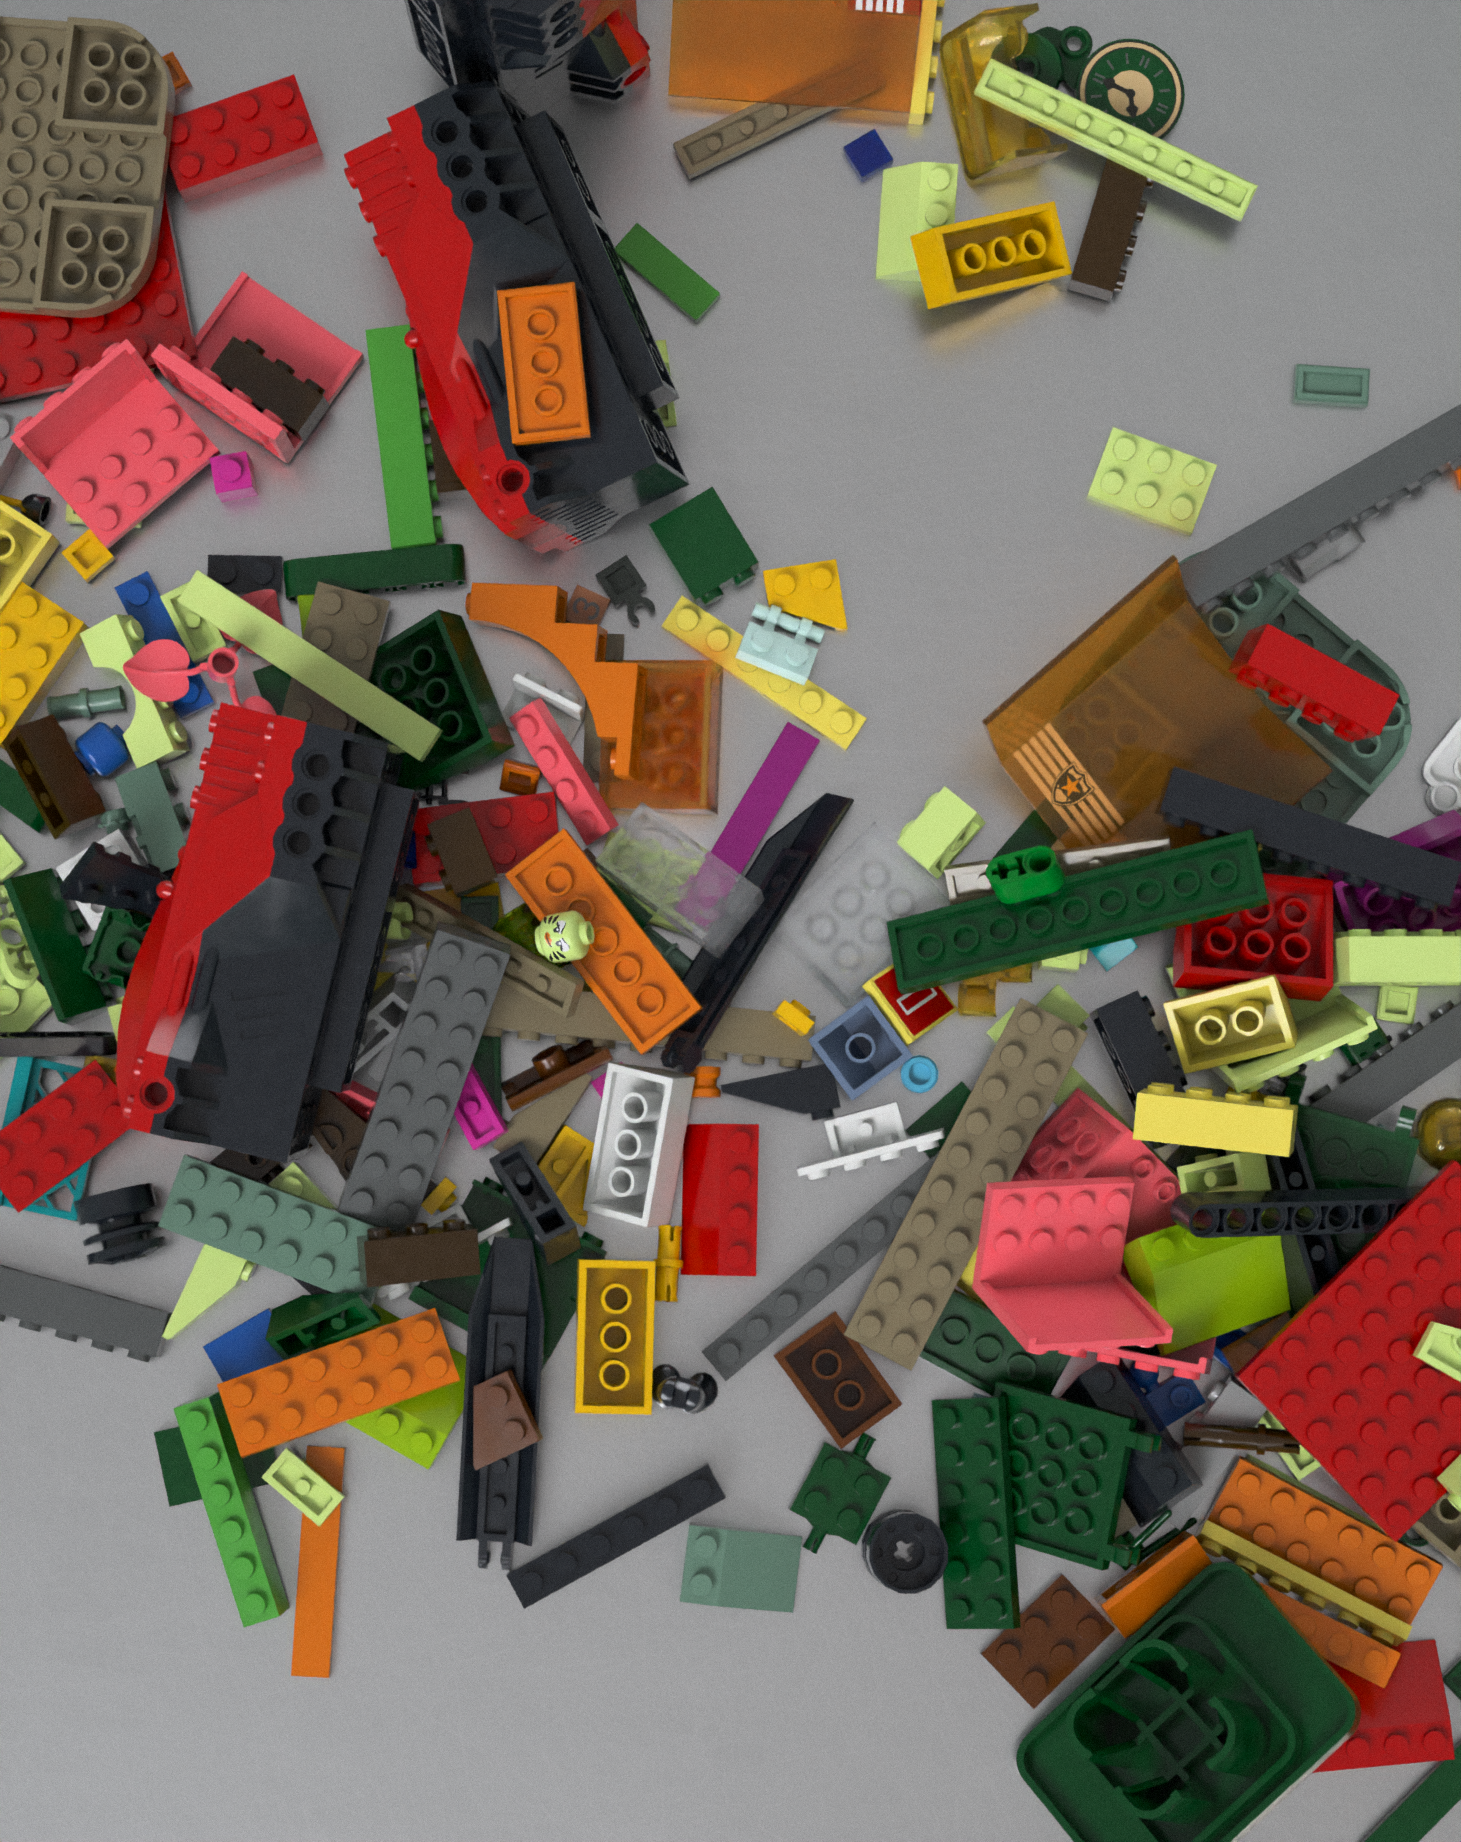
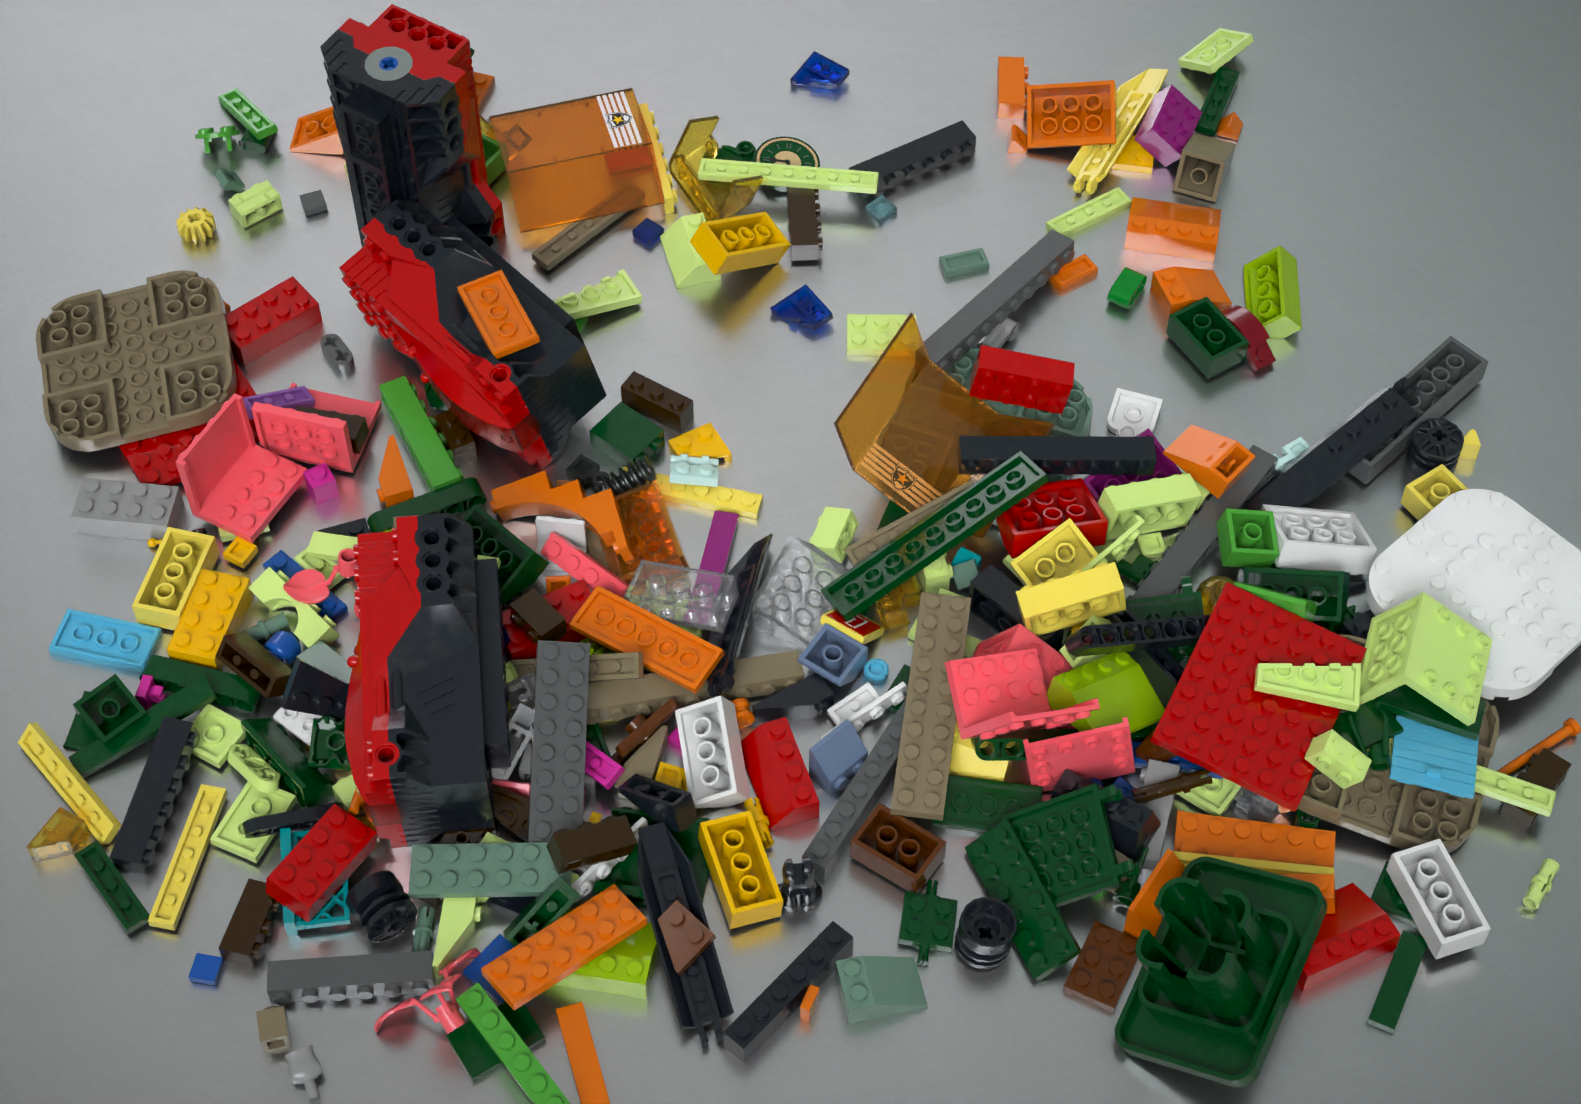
camera: 20 degrees left, 30 degrees down
(157, 1411) = (448, 1012): none -> coral plant
(167, 1270) = (423, 929): none -> sand green axle
(207, 312) = (283, 398): none -> medium lavender tile
(303, 1486) = (562, 1029): yellowish green plate -> none
(334, 228) = (340, 350): none -> dark grey beam
(341, 504) = (393, 477): none -> orange slope
(564, 936) = (620, 635): yellowish green head -> none
(637, 1560) = (809, 1003): none -> orange tile
(678, 638) = (632, 478): none -> pearl dark grey piece
(755, 266) = (602, 297): none -> yellowish green wing
(768, 498) = (657, 402): none -> dark brown brick
(794, 1016) = (783, 648): yellow plate -> none
(810, 1212) = (837, 758): none -> sand blue slope
(1018, 874) = (895, 524): green beam -> none
(1051, 393) = (803, 309): none -> clear blue wing
(1107, 966) = (964, 573): none -> sand green tile
(1244, 235) = (881, 209): none -> clear light blue tile
(1337, 155) = (919, 156): none -> black brick

